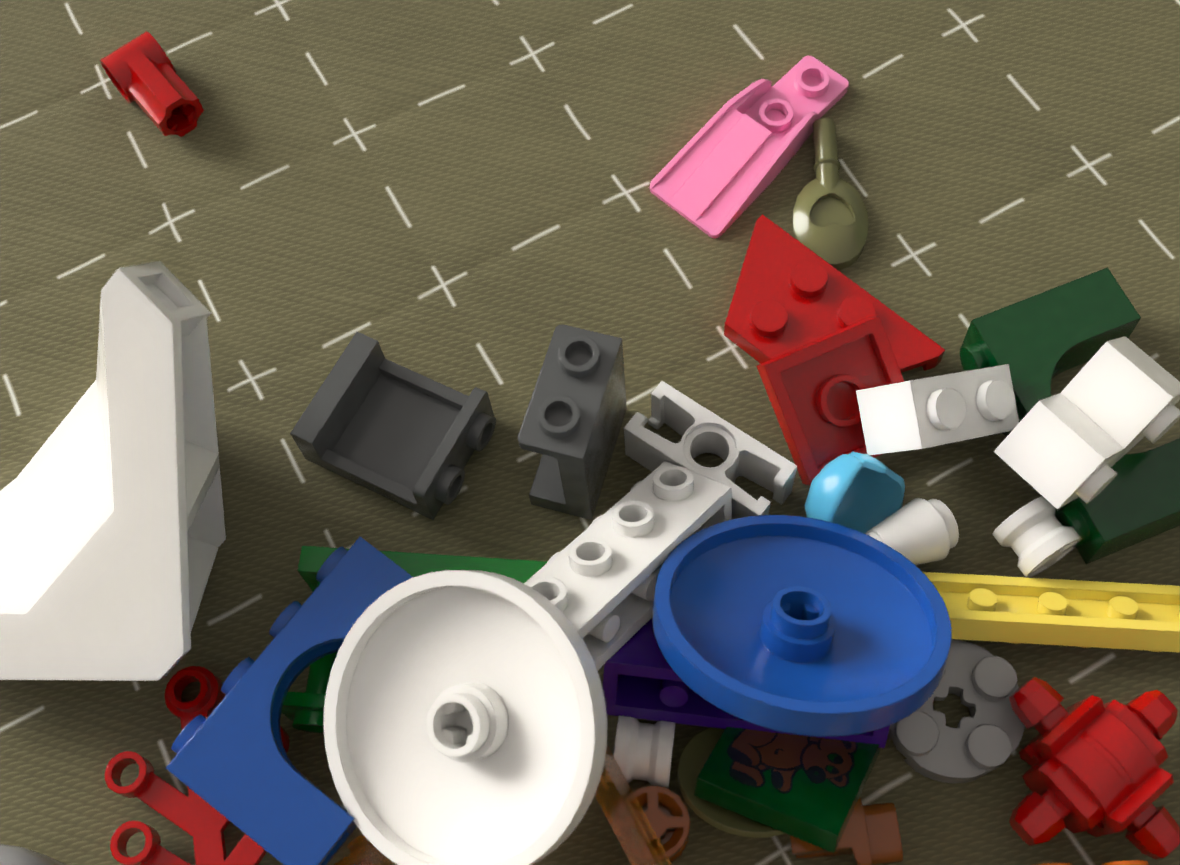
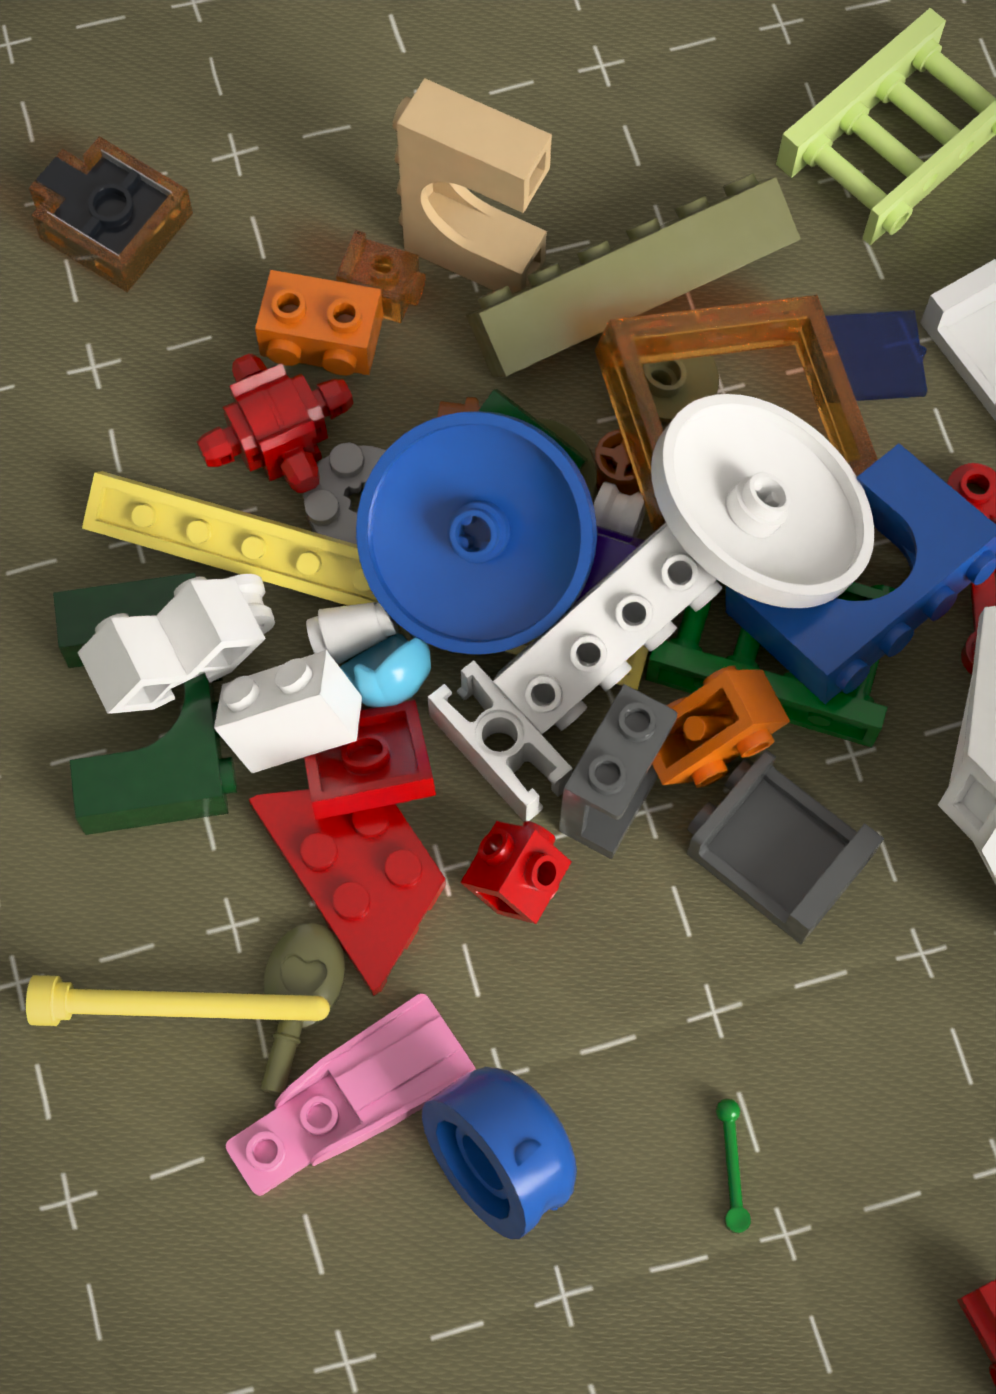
camera: 175 degrees left, 5 degrees up
(397, 132) = (737, 1218): none -> green hinge
(481, 500) = (717, 724): none -> orange brick
(607, 87) = (501, 1149): none -> blue piece
(658, 330) = (517, 870): none -> red brick
(1051, 142) = (53, 1000): none -> light yellow piece

